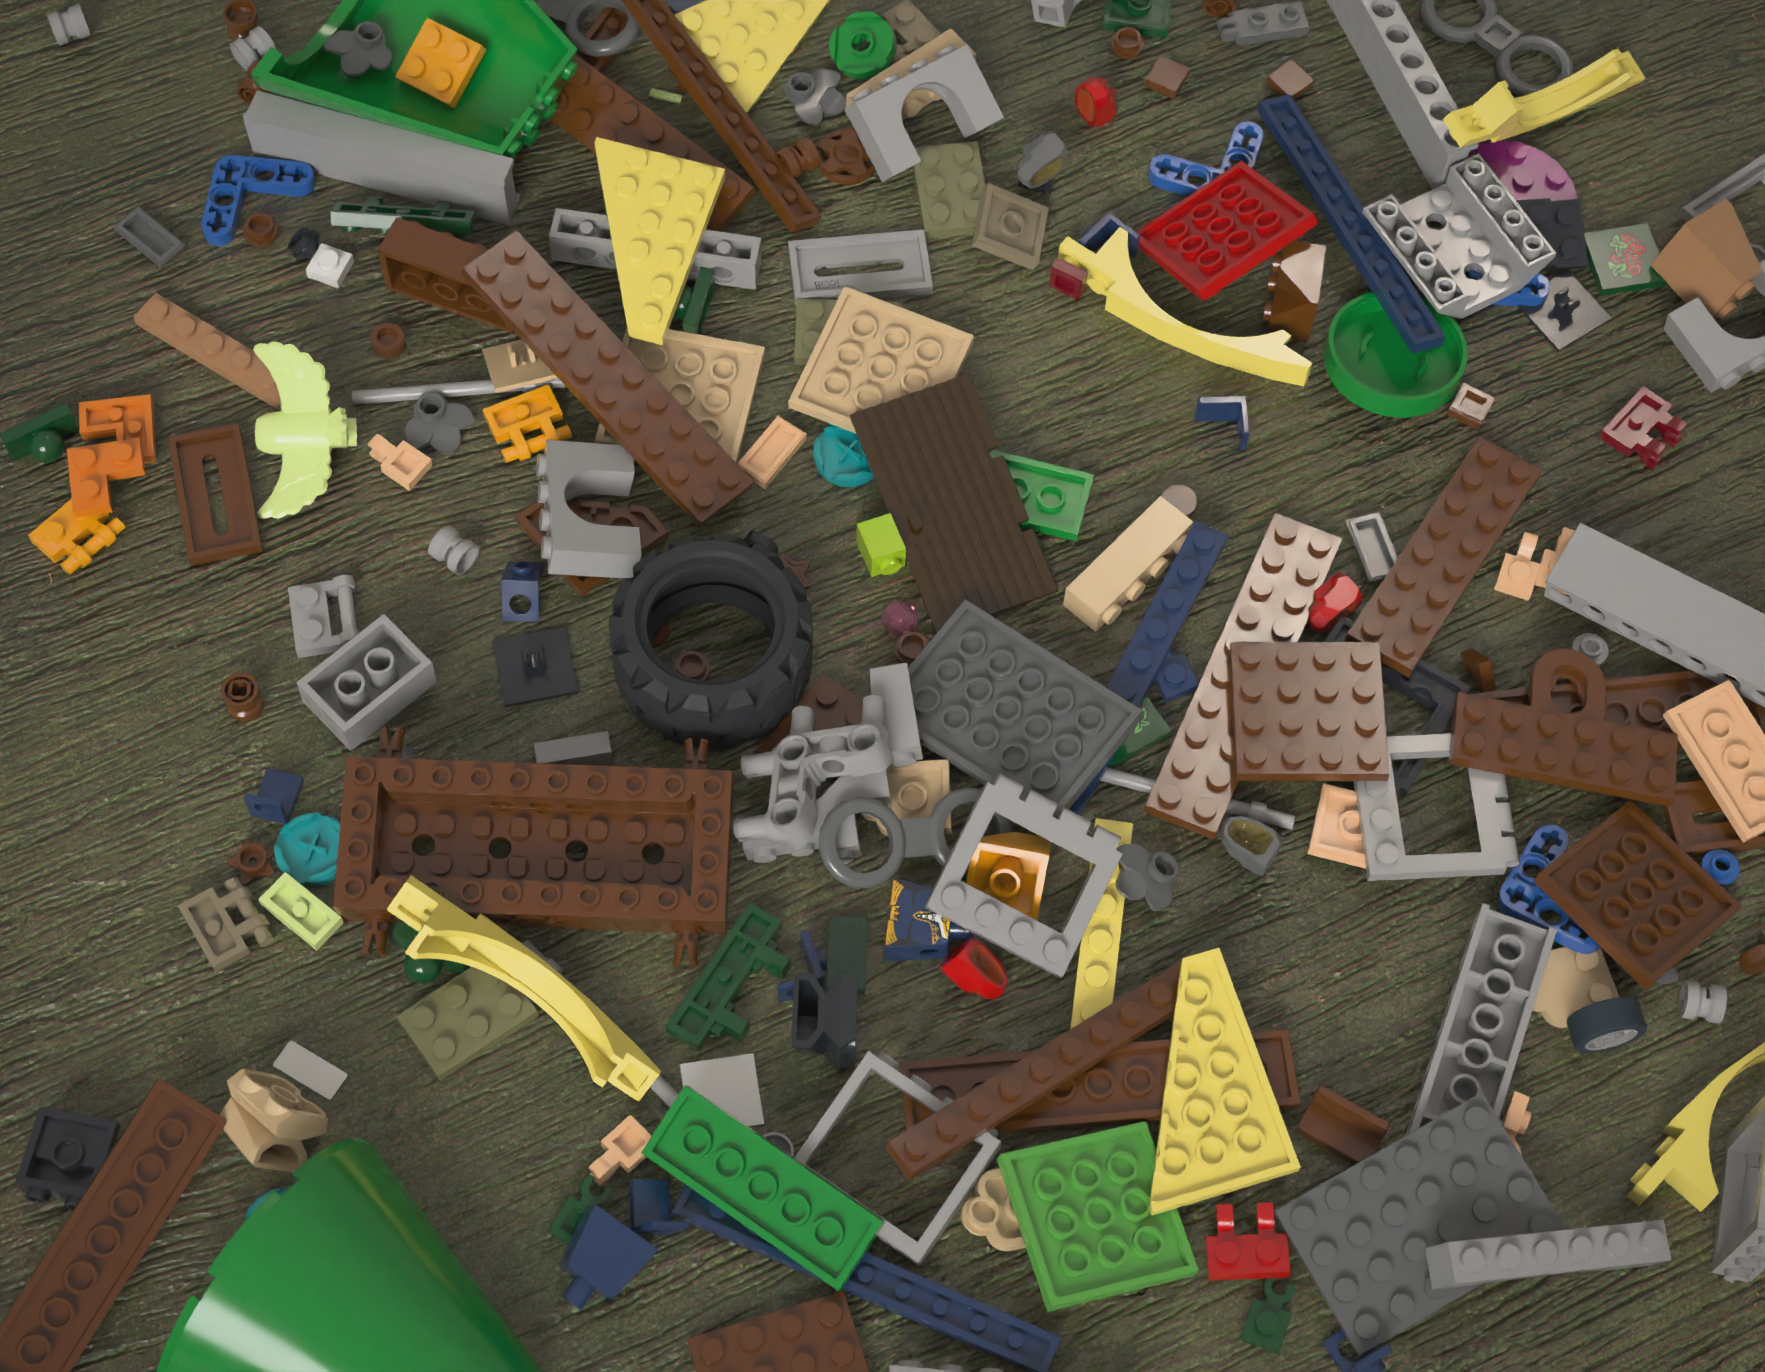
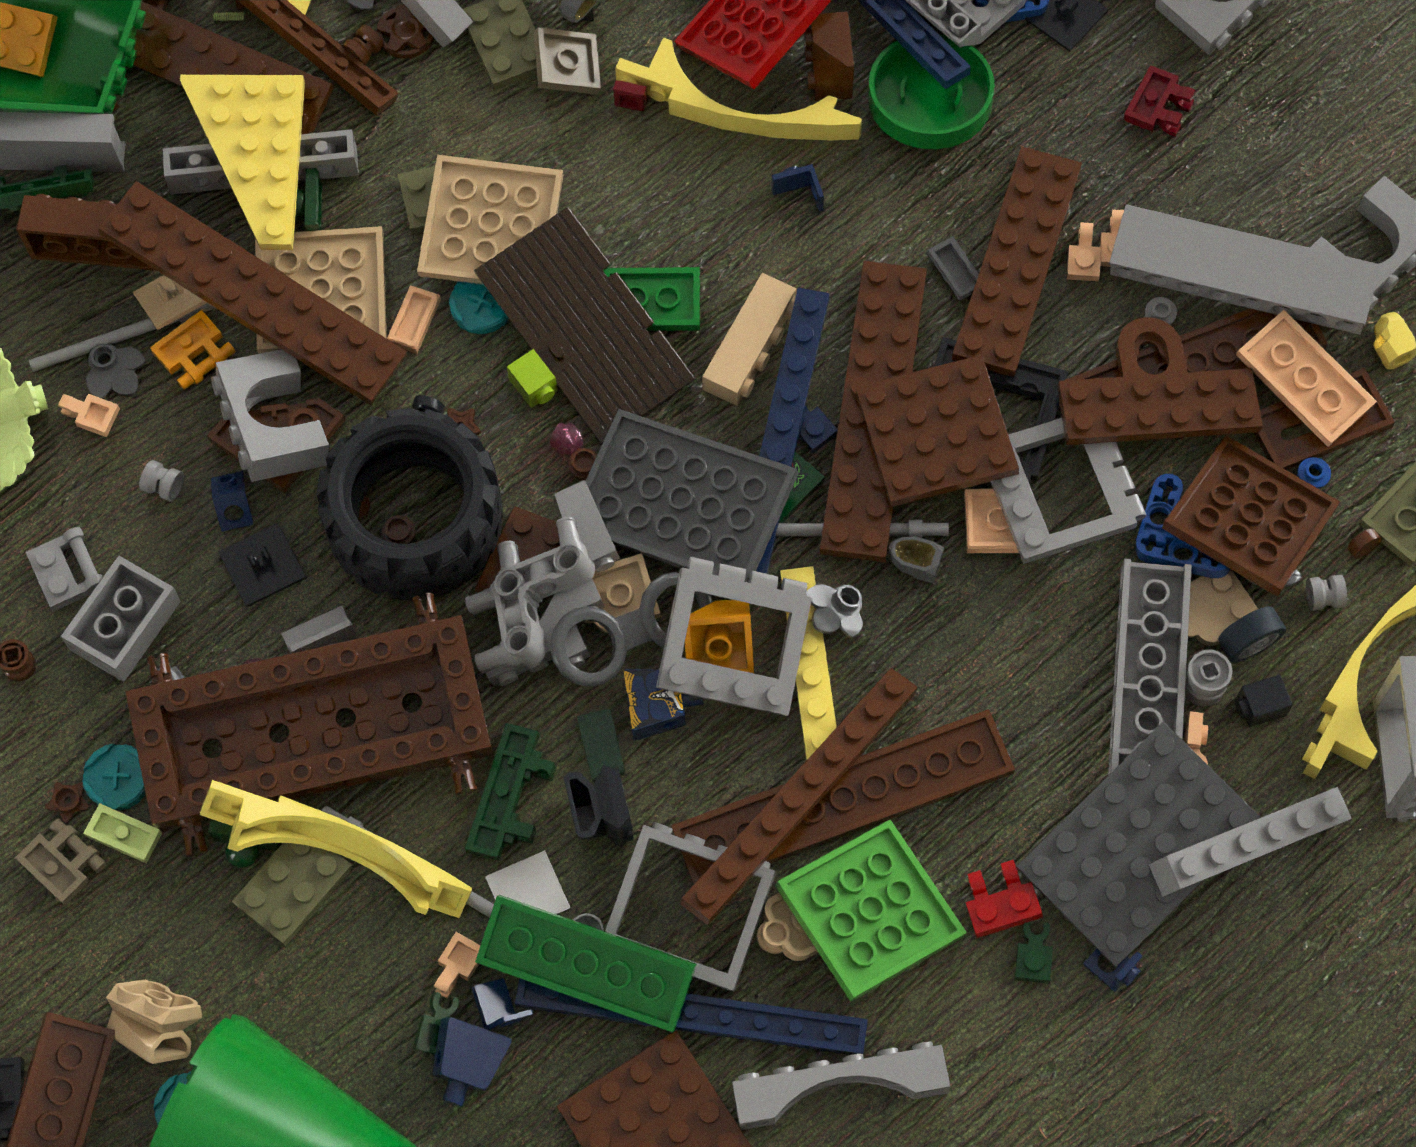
camera: 10 degrees left, 5 degrees up
(275, 796) = (70, 739): dark blue bracket -> none
(310, 1070) = (171, 967): white sticker -> none
(388, 340) = (47, 305): reddish brown tile -> none
(815, 962) = (576, 759): dark blue bracket -> none
(858, 250) = (472, 104): light grey piece -> none
(975, 969) = (713, 728): red rock -> none
(1097, 234) = (644, 48): dark blue bracket -> none
(1181, 498) = (780, 269): tile -> none
(1217, 1104) = (946, 788): light yellow wing -> none
(1331, 600) = (931, 327): red rock -> none
(1341, 1127) = (1054, 780): reddish brown panel -> none
(1471, 406) = (1007, 120): tile -> none
(1479, 670) = (1072, 355): reddish brown tile -> none
(1544, 1059) = (1207, 677): none -> light grey wheel
(1601, 1103) = (1263, 701): none -> black brick

